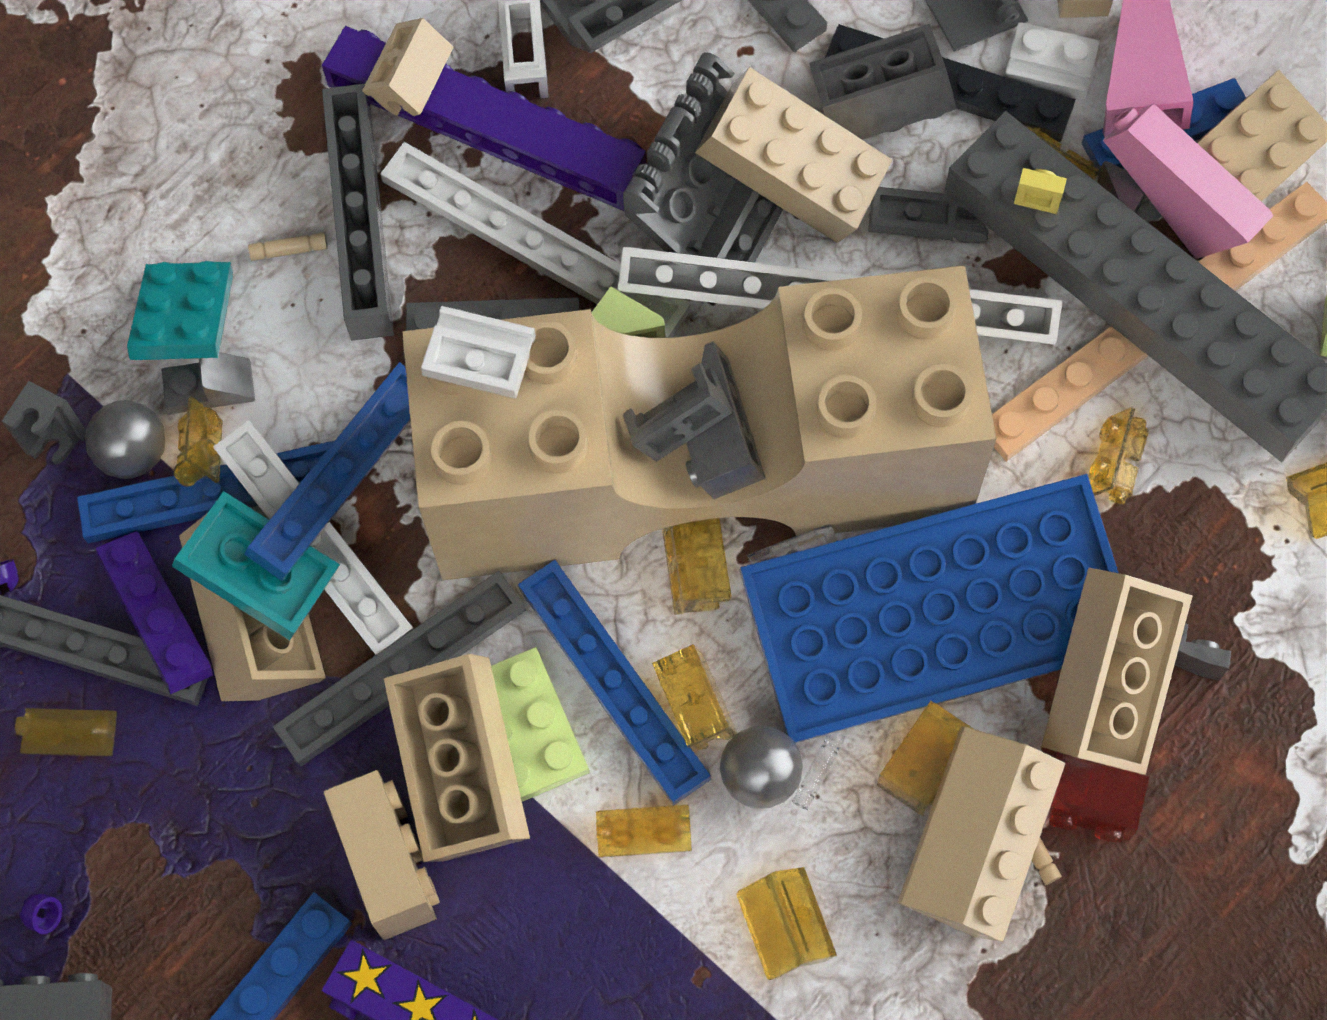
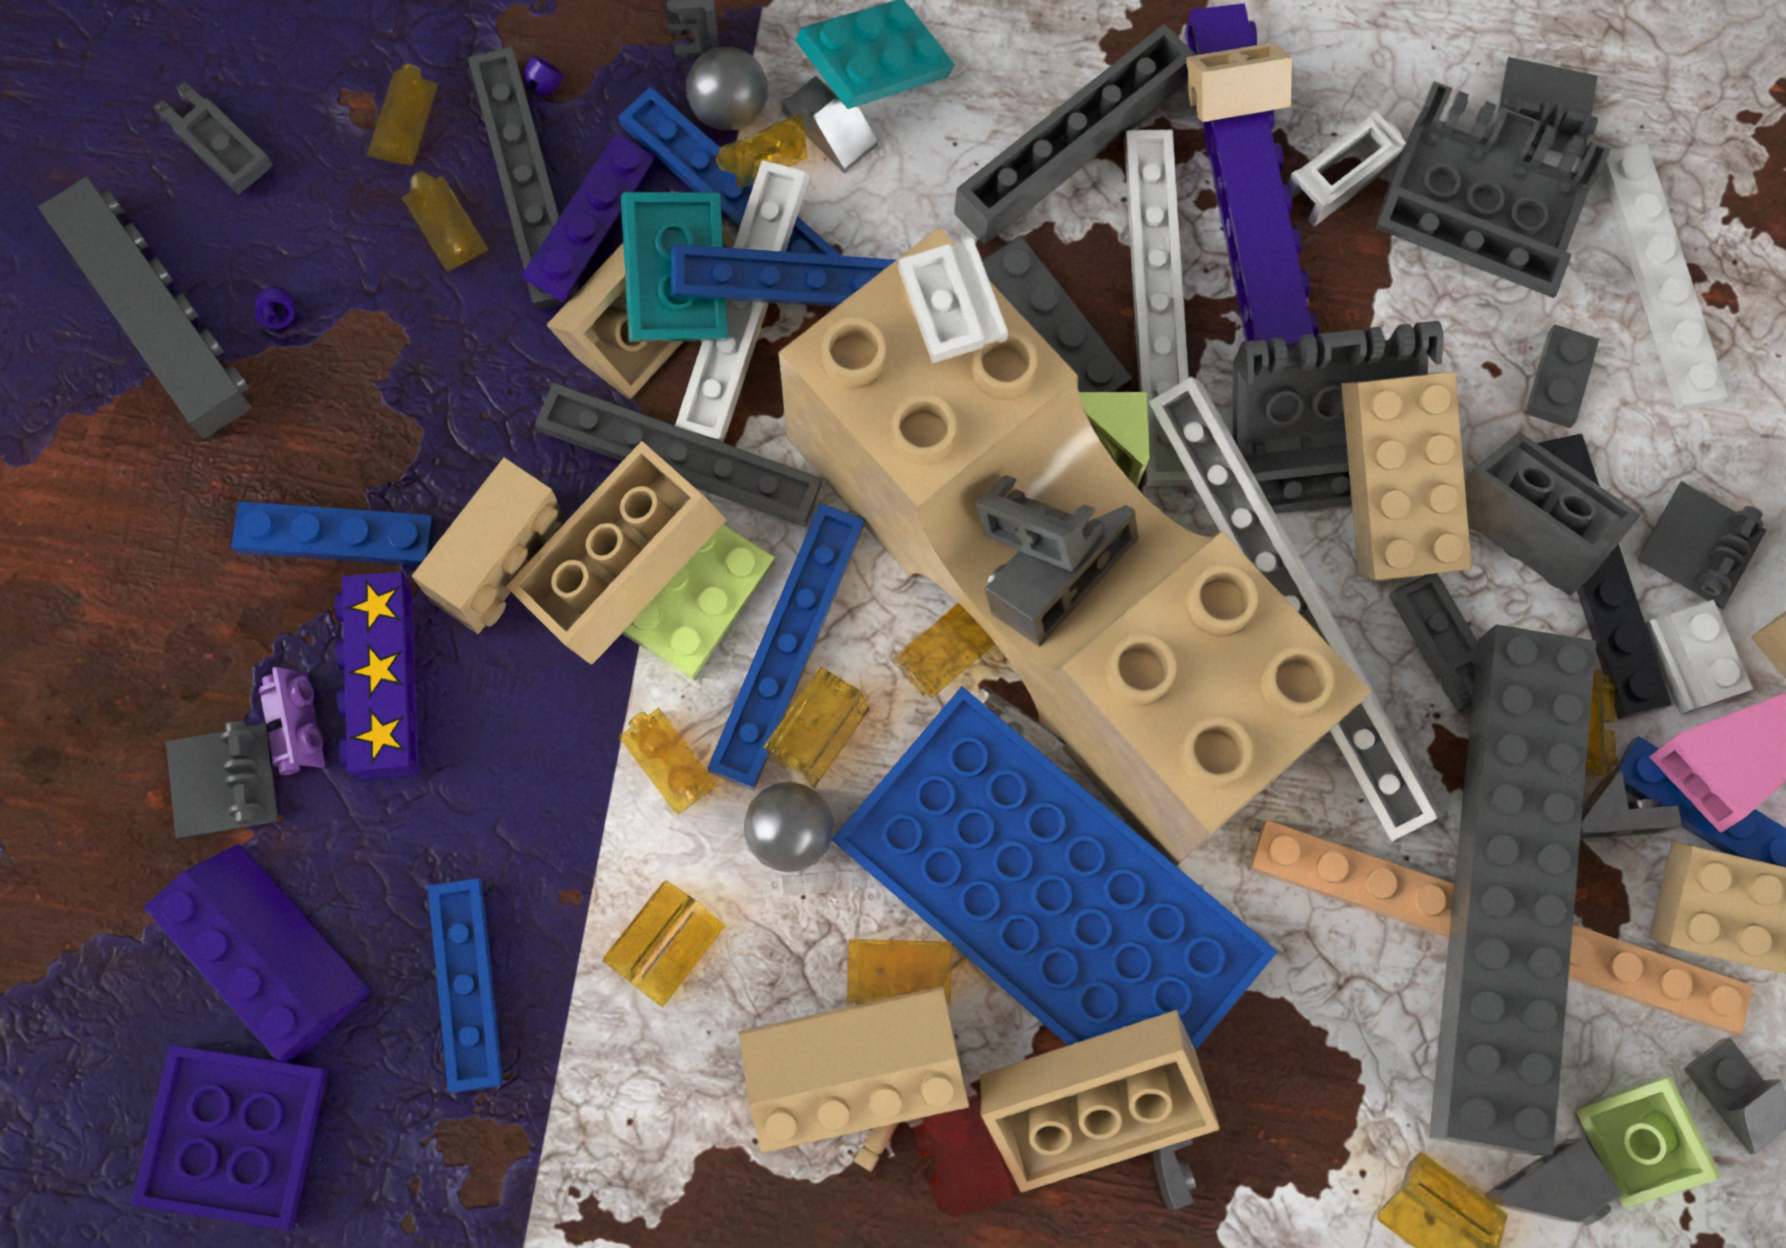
camera: 50 degrees right, 5 degrees up
(287, 246) = (1003, 101): tan wheel -> none
(1040, 190) = (1529, 723): light yellow plate -> none
(1121, 438) = (1347, 963): clear yellow hinge -> none
(1185, 183) = (1652, 862): bright pink slope -> none

